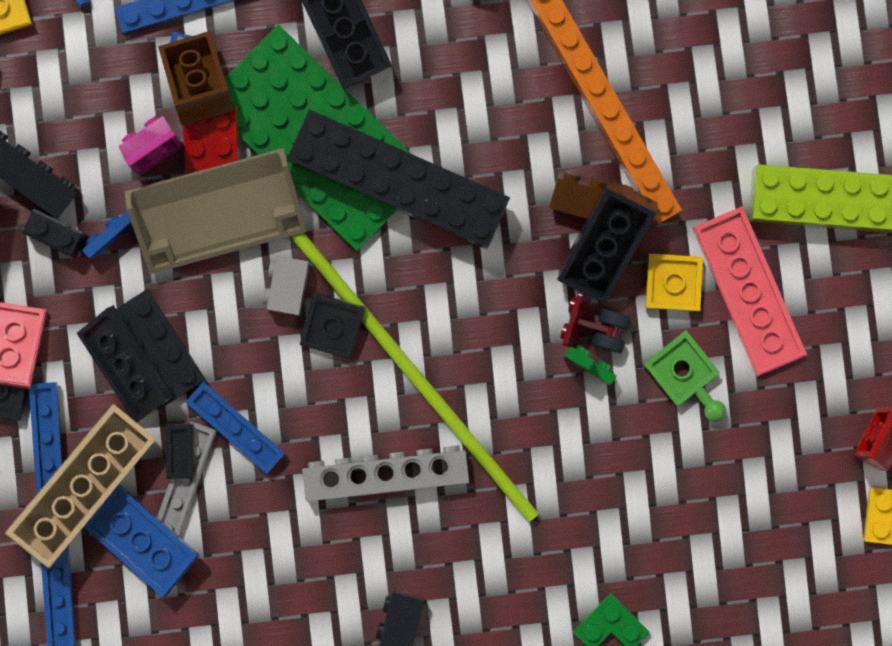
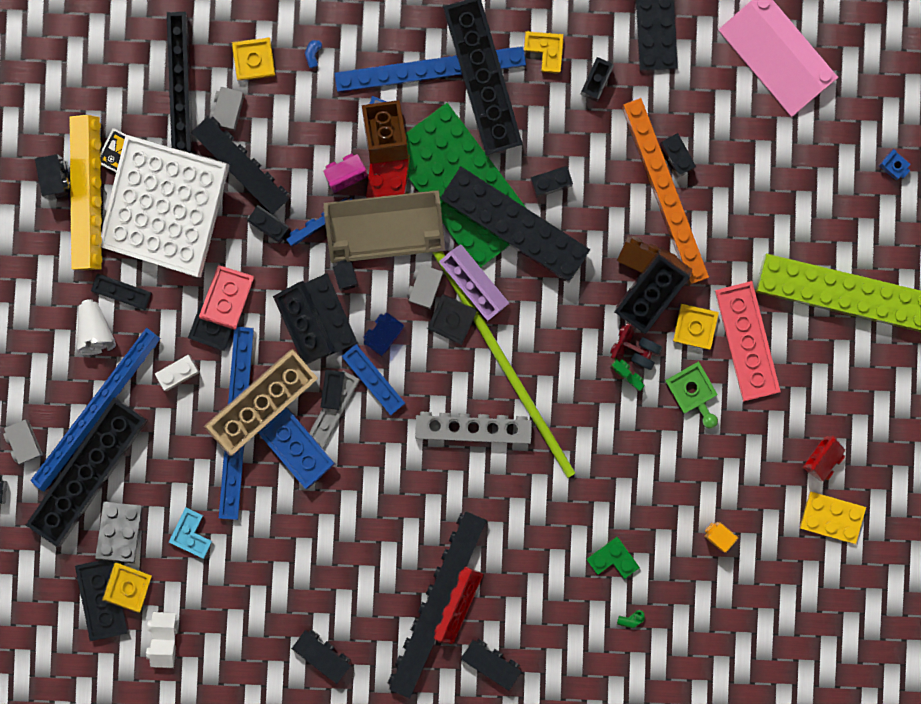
camera: 10 degrees right, 0 degrees up
(172, 288) = (345, 275): none -> black brick
(239, 361) = (383, 334): none -> clear blue brick
(354, 269) = (474, 282): none -> lavender brick
(441, 111) = (551, 181): none -> black brick
(611, 47) = (677, 155): none -> black brick
(755, 571) = (720, 536): none -> light orange brick

